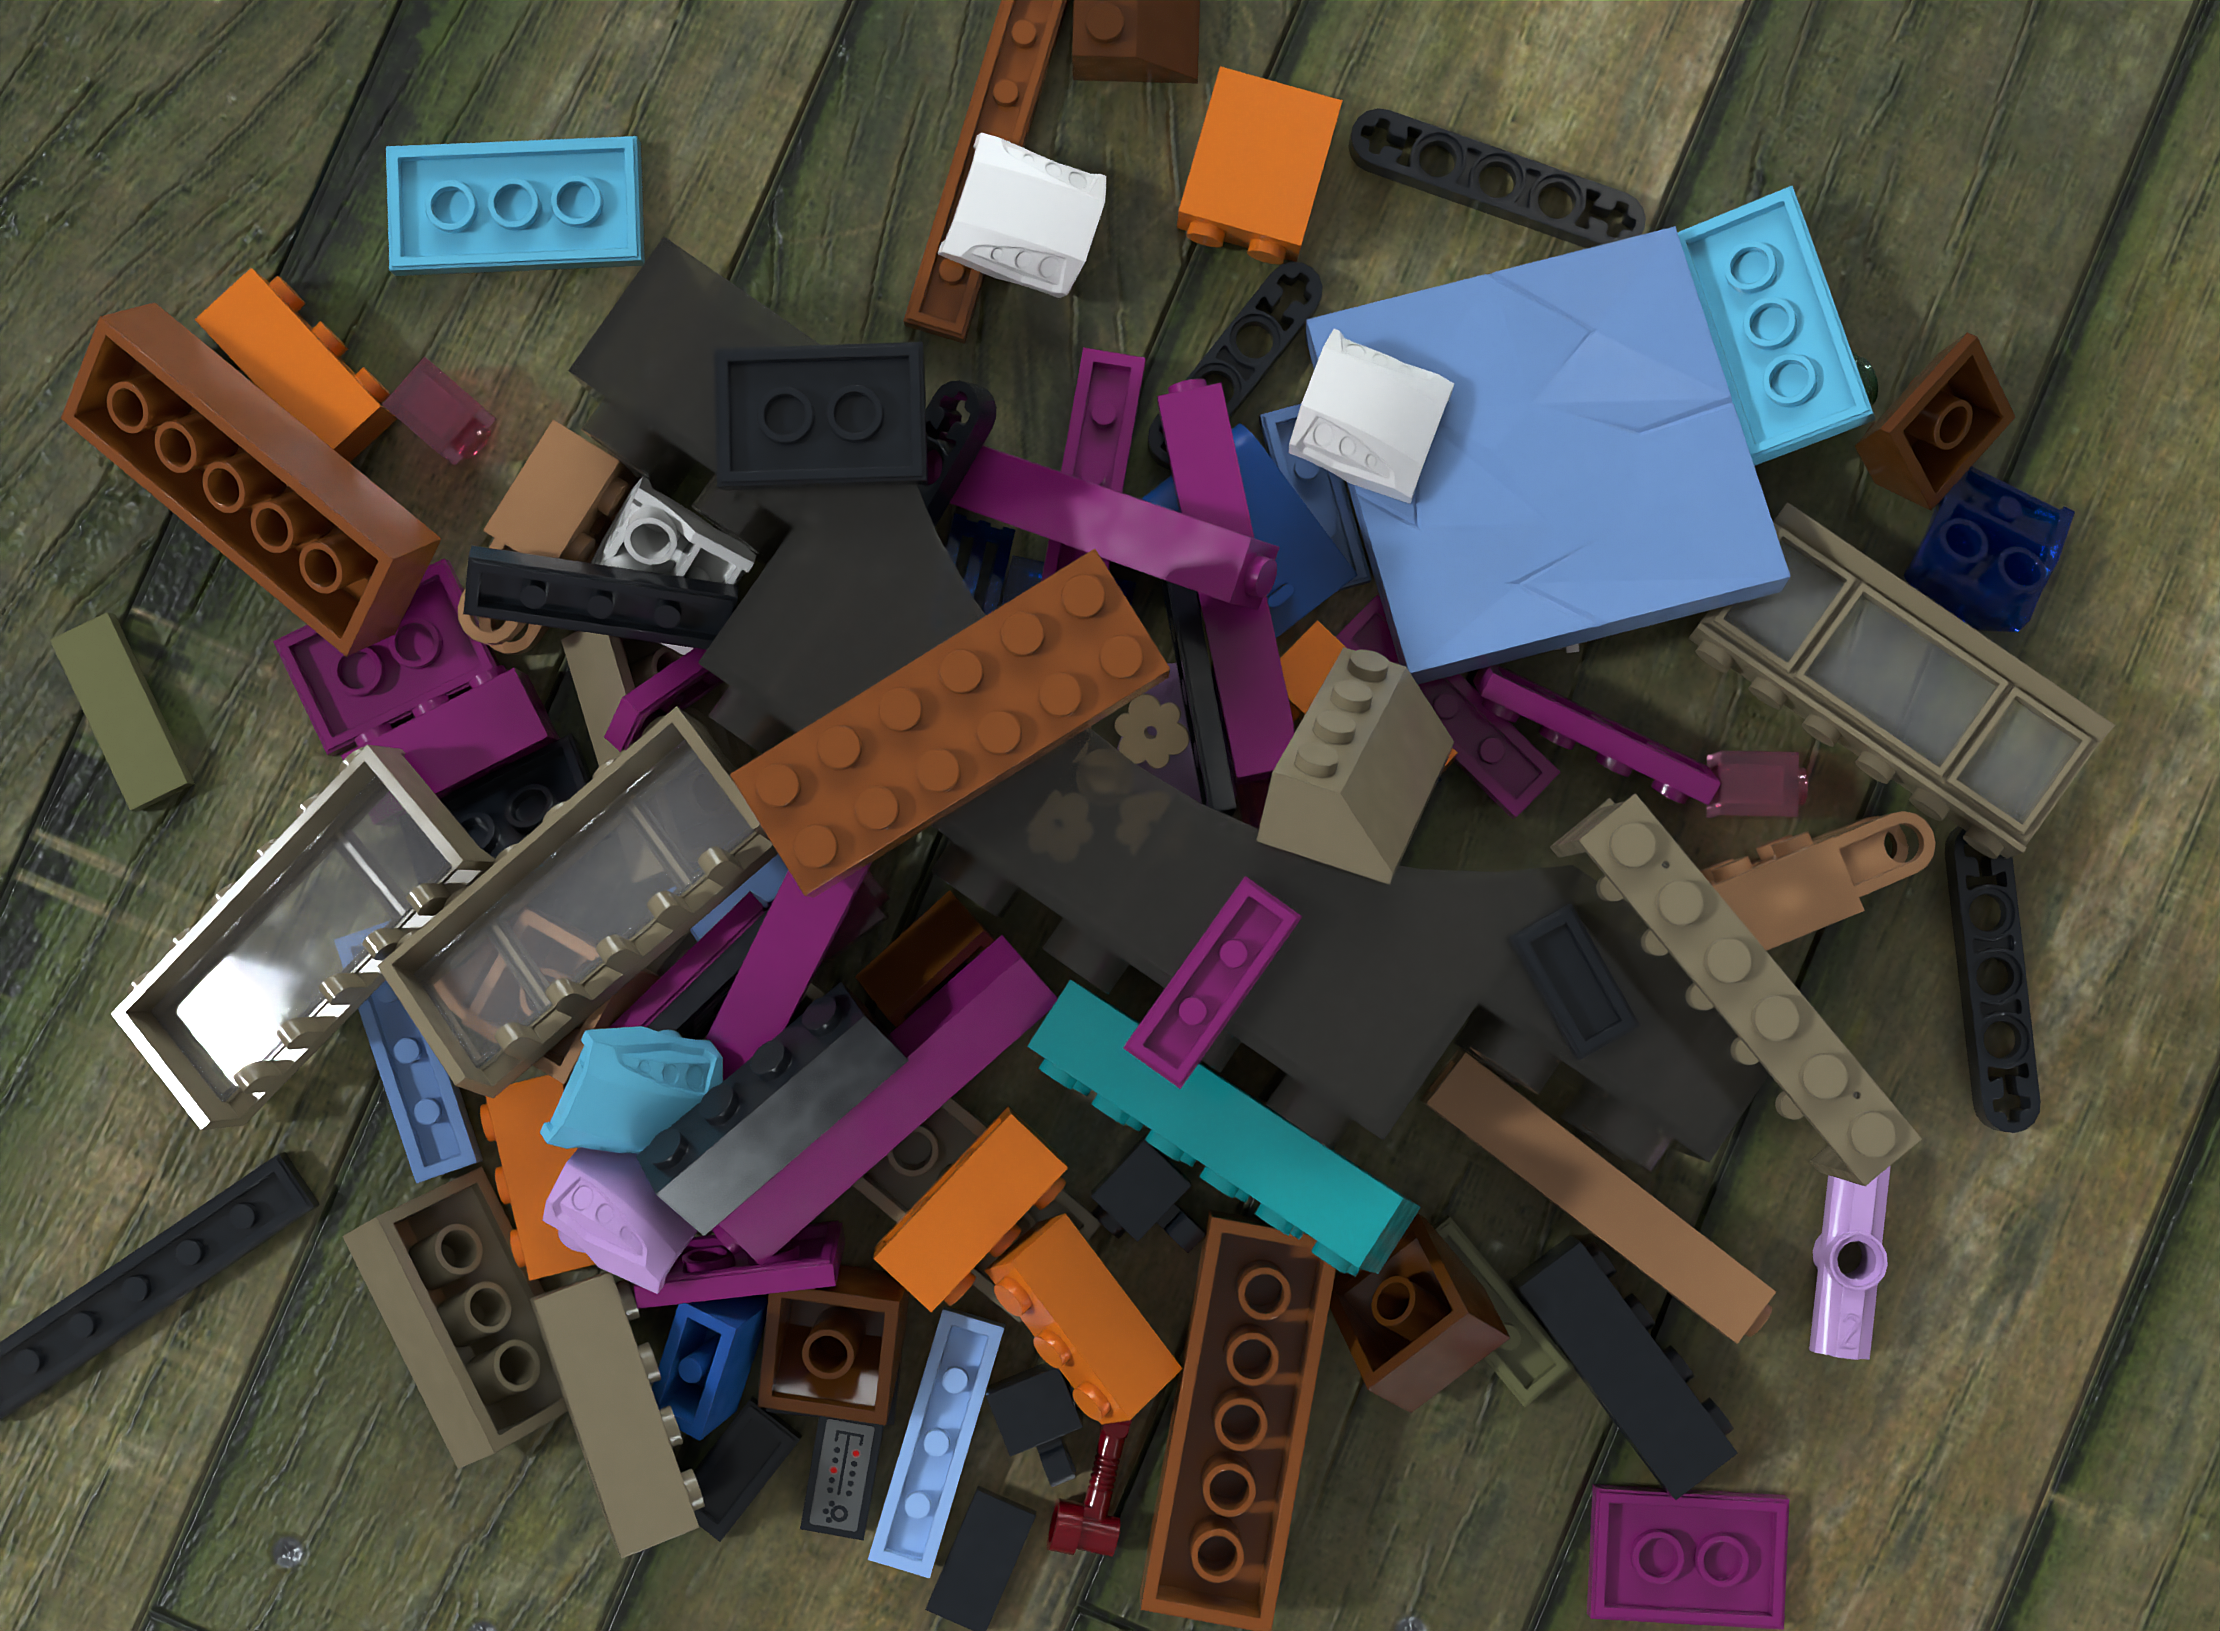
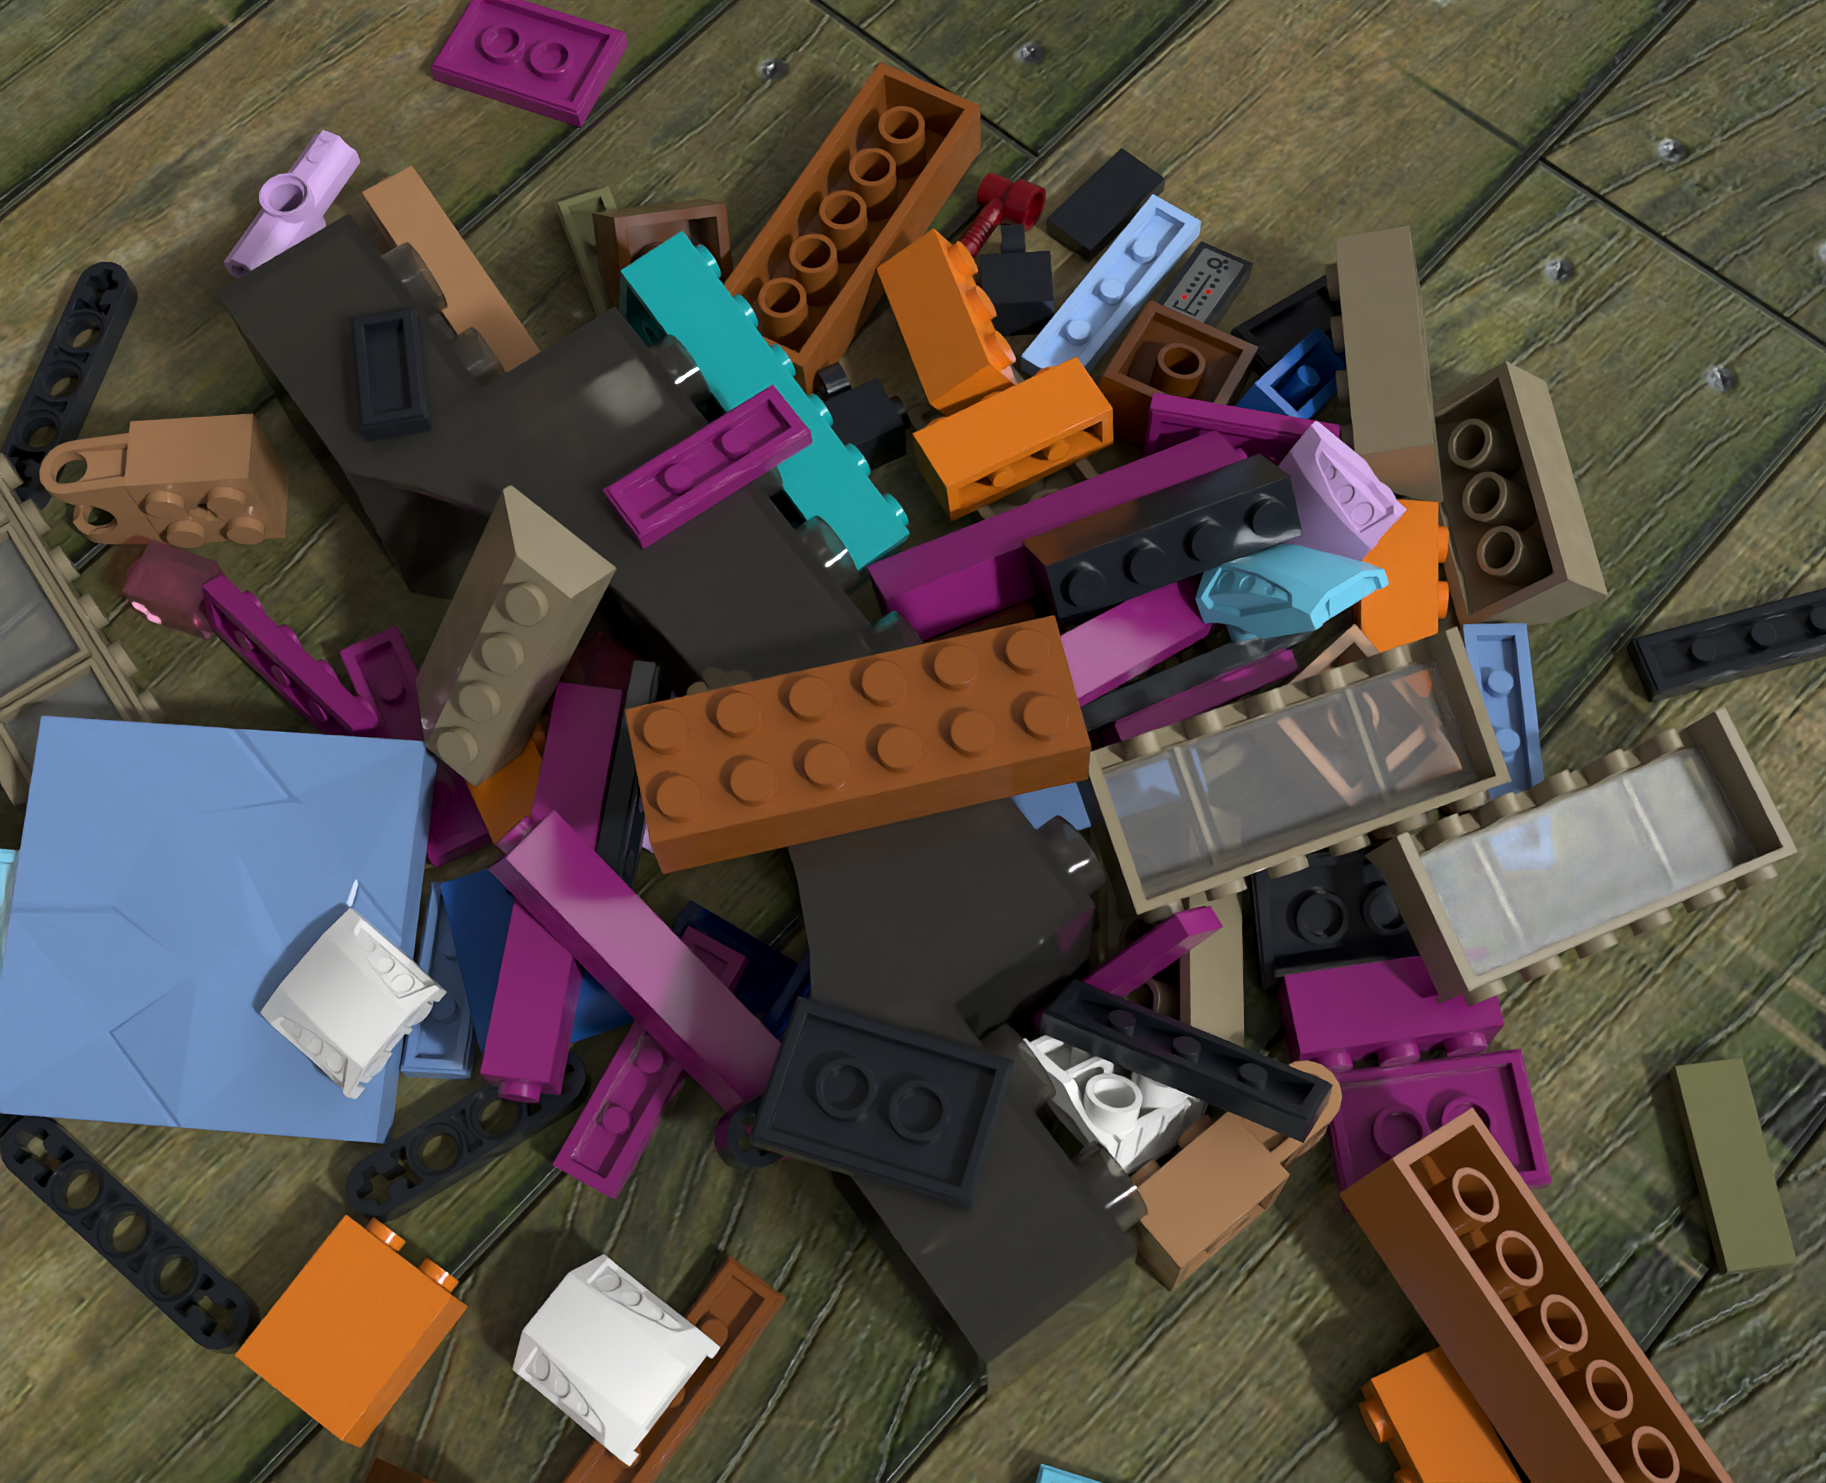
camera: 155 degrees left, 20 degrees down
(441, 413) = (1307, 1361): clear pink brick -> none
(1624, 1366) = (513, 190): black brick -> none
(1745, 987) = (243, 295): dark tan window -> none

